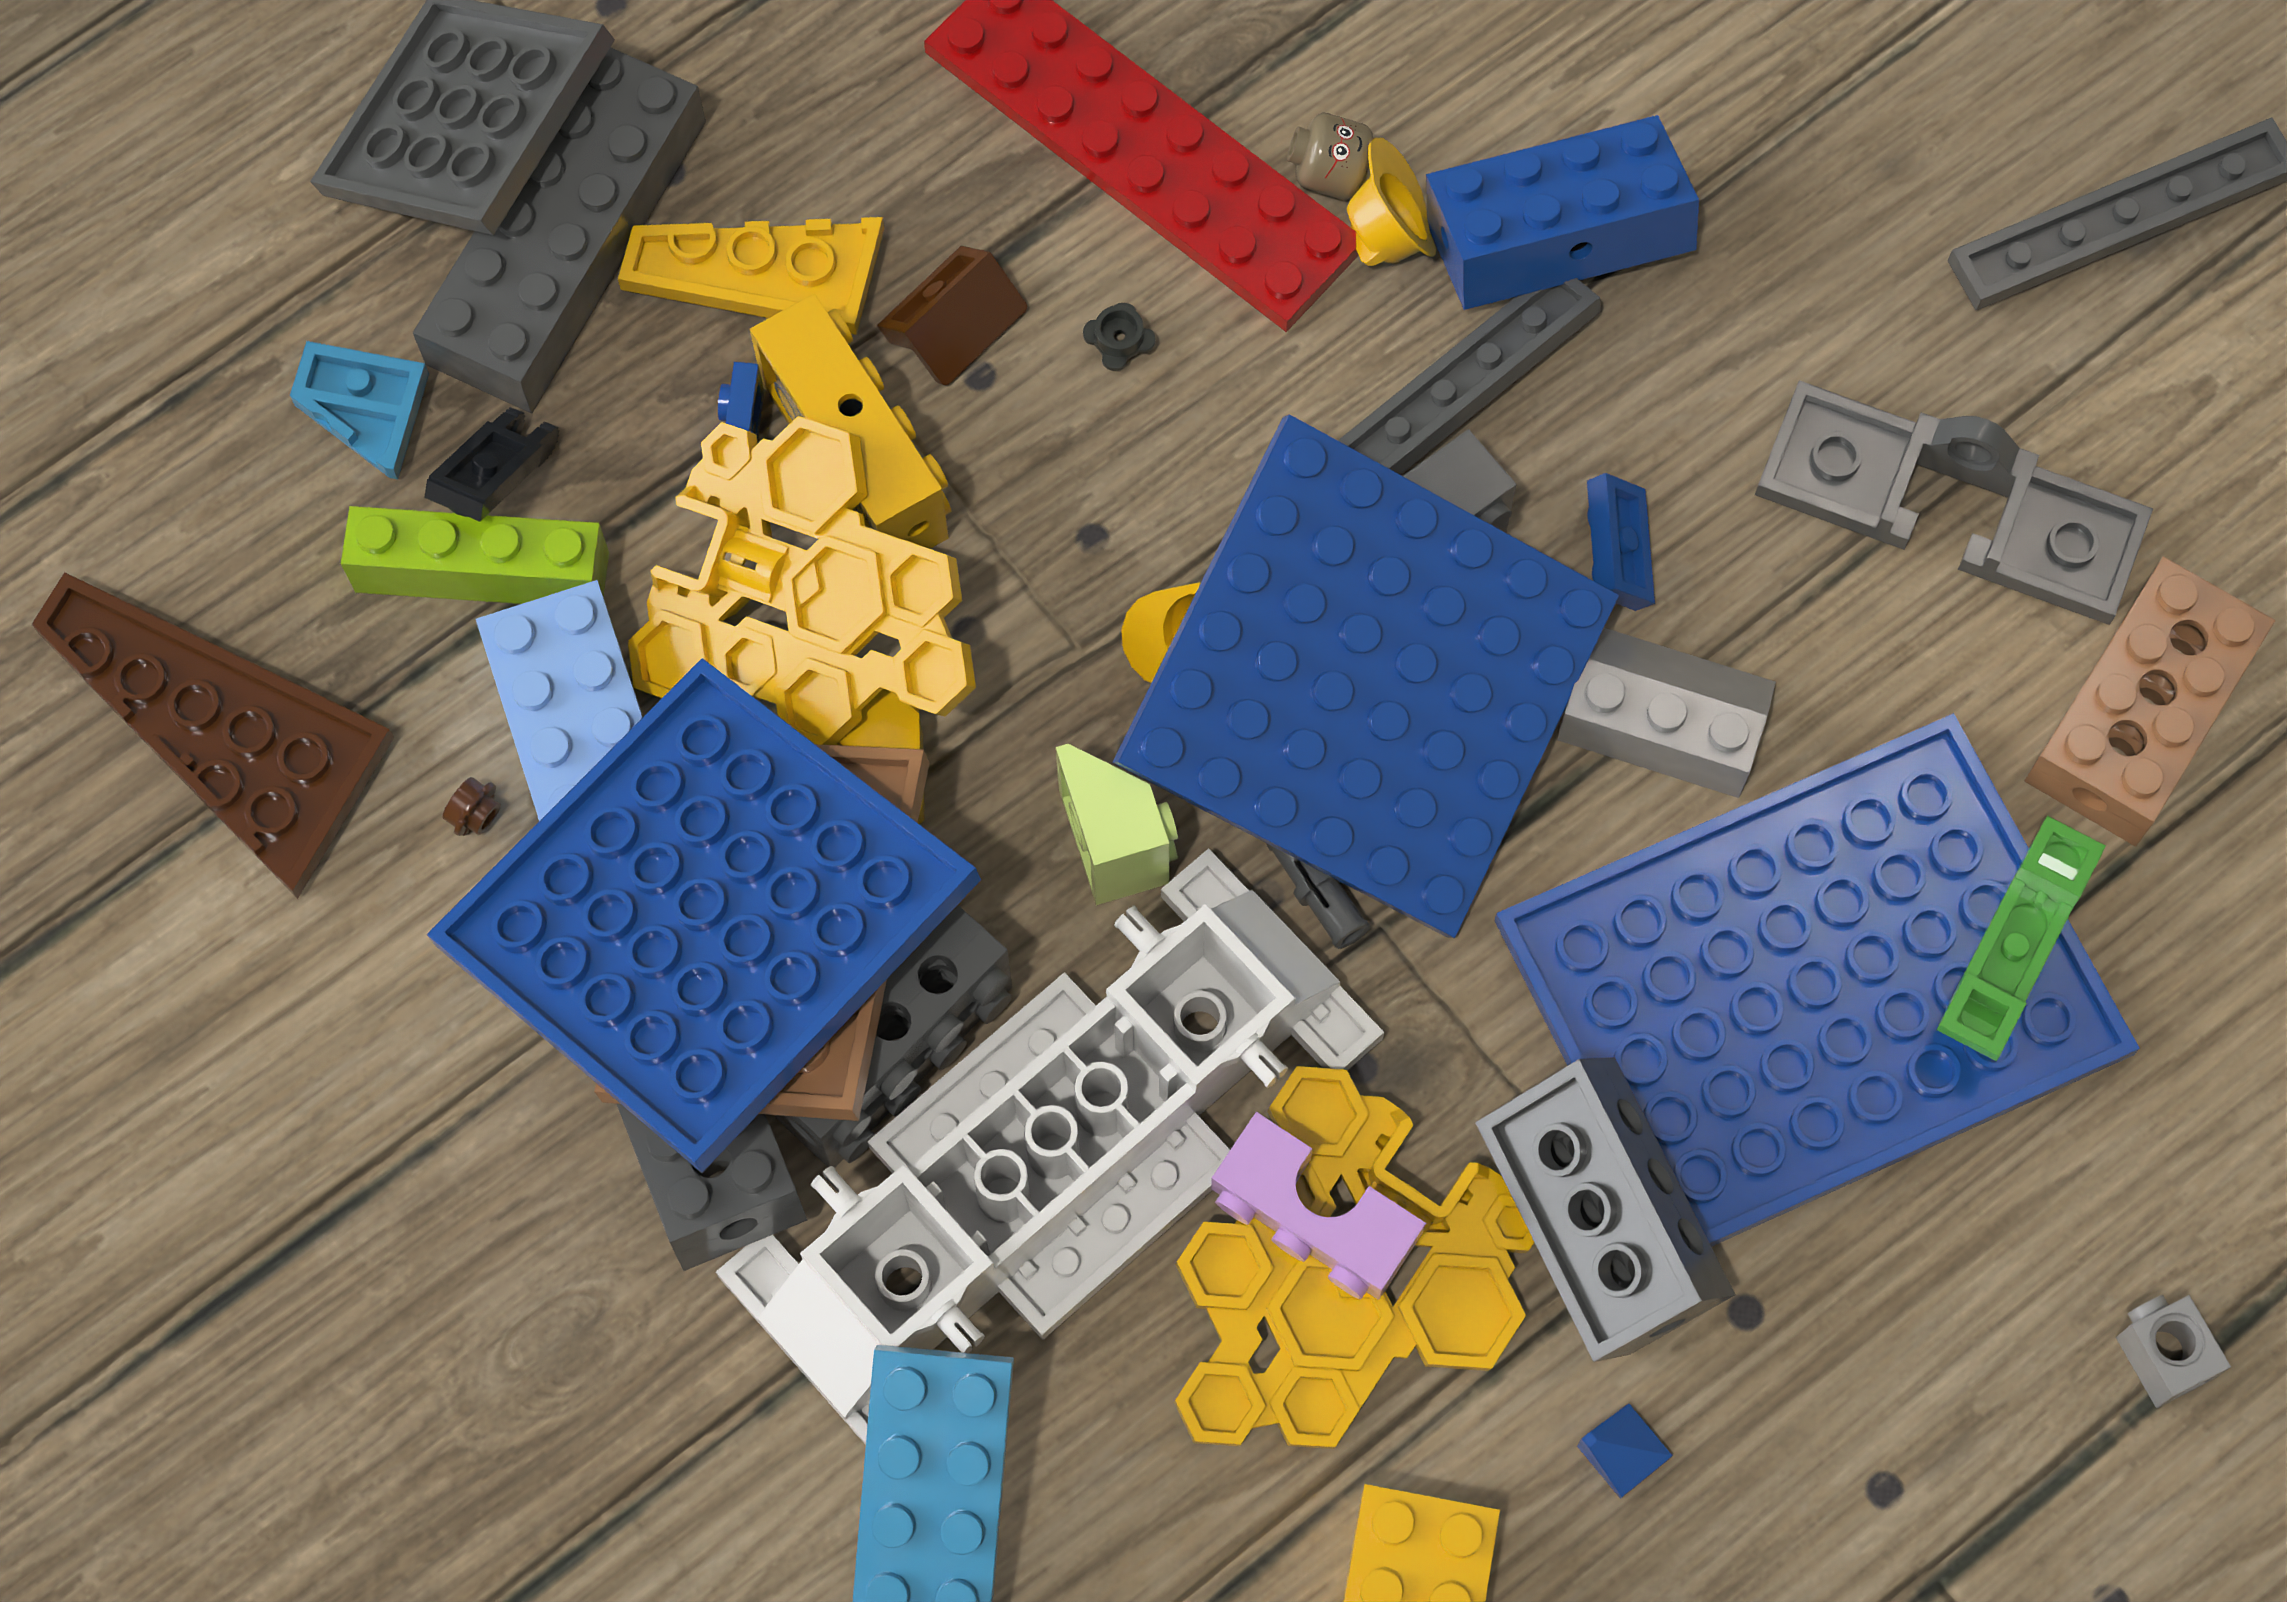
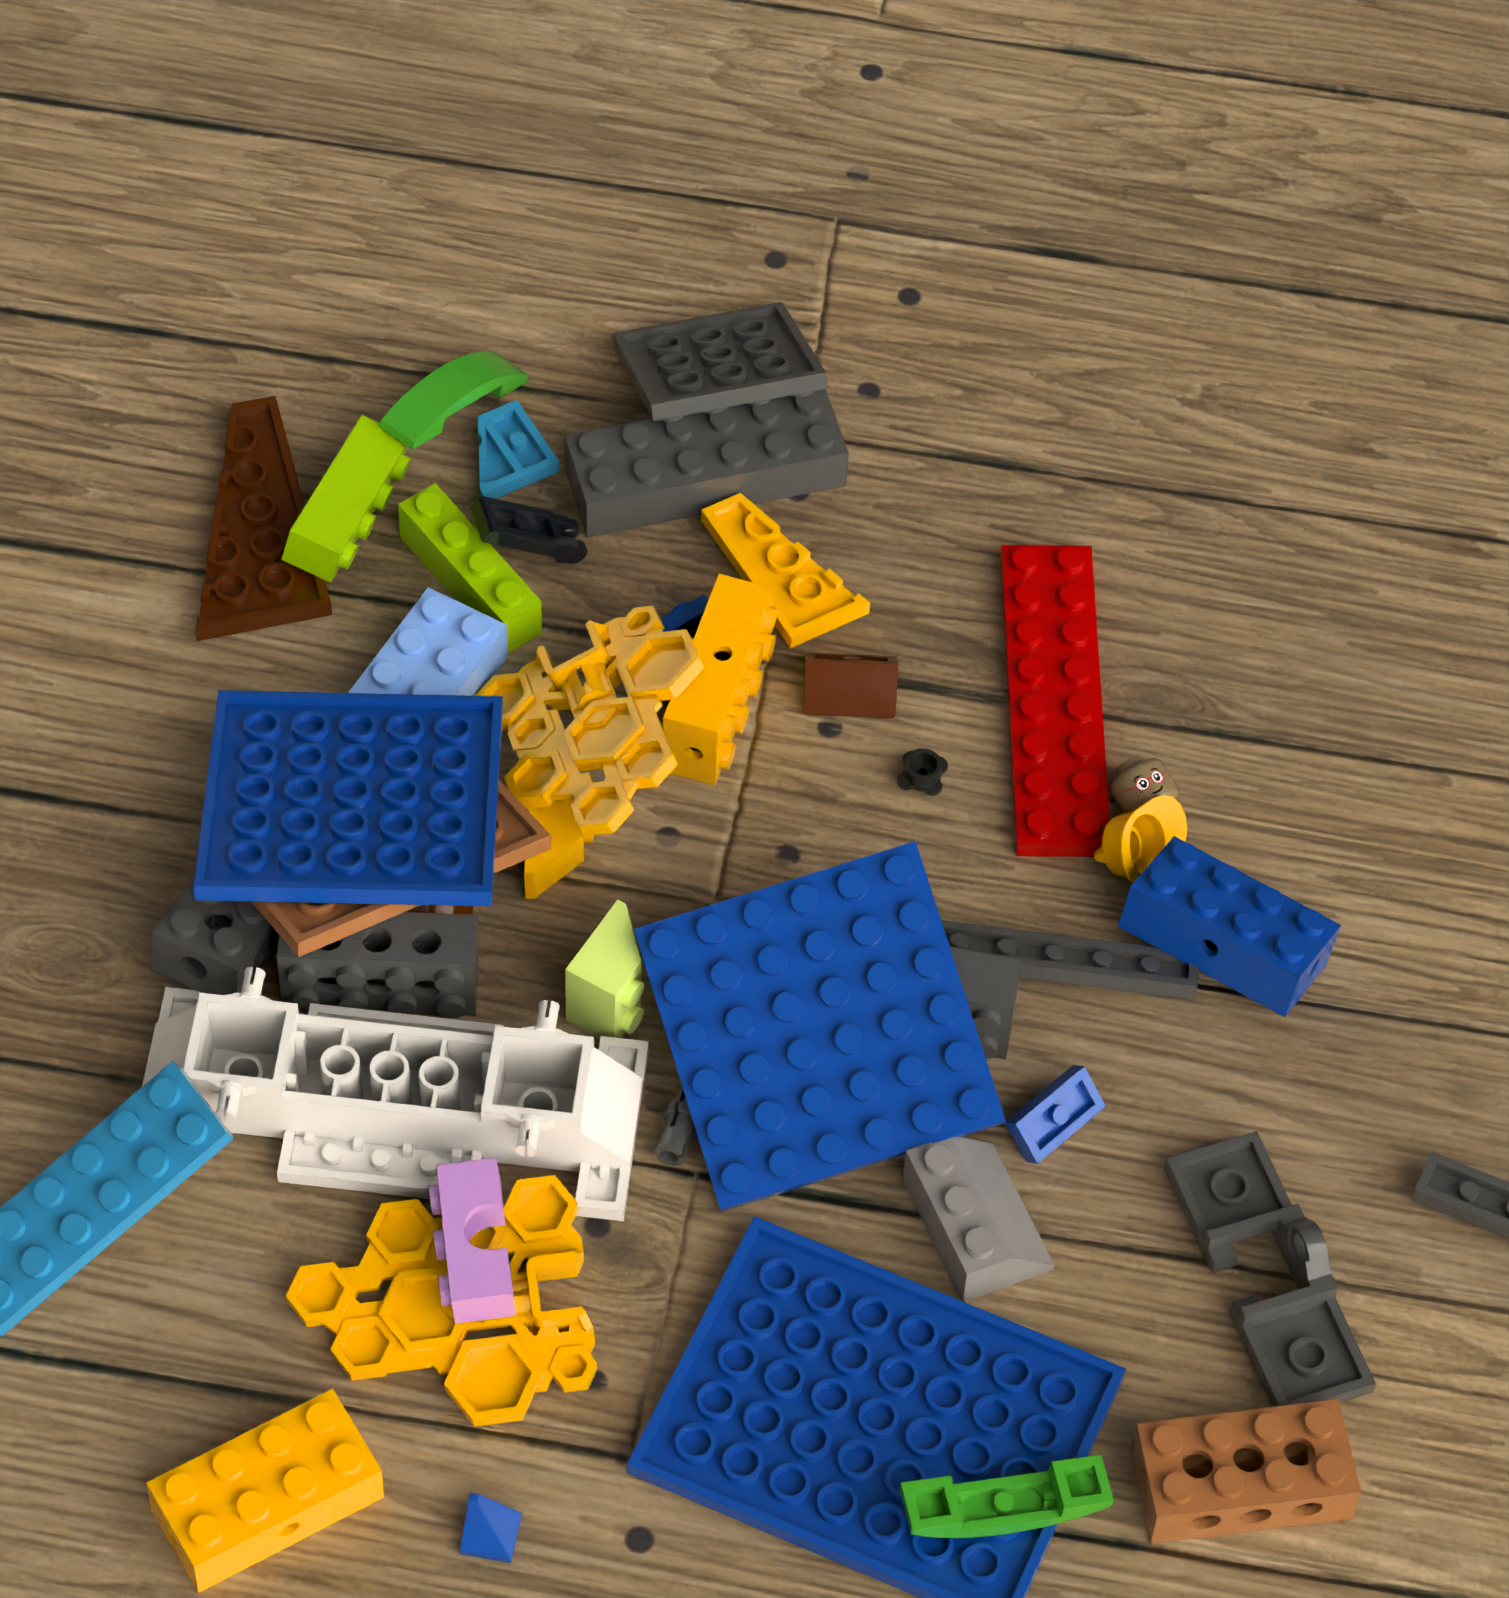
camera: 45 degrees right, 15 degrees down
(245, 403) = (423, 409): none -> bright green slope
(277, 607) = (346, 501): none -> lime brick
(472, 807) = (325, 676): reddish brown plate -> none
(1603, 1204) = (618, 1395): brick -> none

